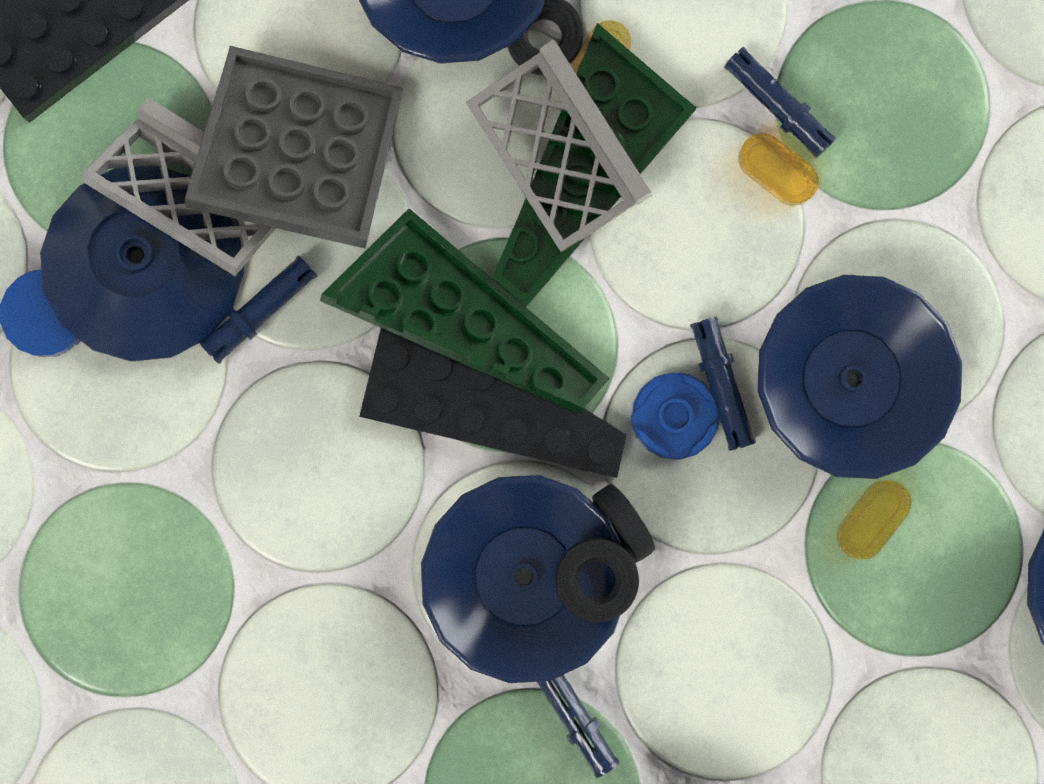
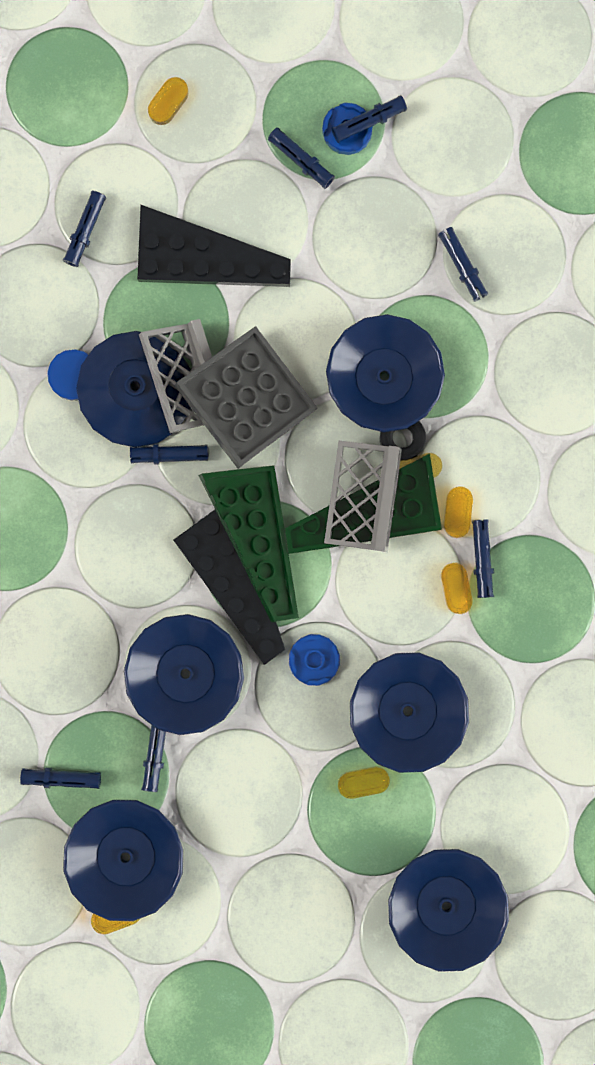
camera: 45 degrees right, 0 degrees up
(602, 608) = (198, 699): black tyre -> none
(625, 521) = (249, 687): black tyre -> none
(697, 71) = (458, 512): none -> clear yellow tile
(722, 382) = (347, 663): dark blue pin -> none

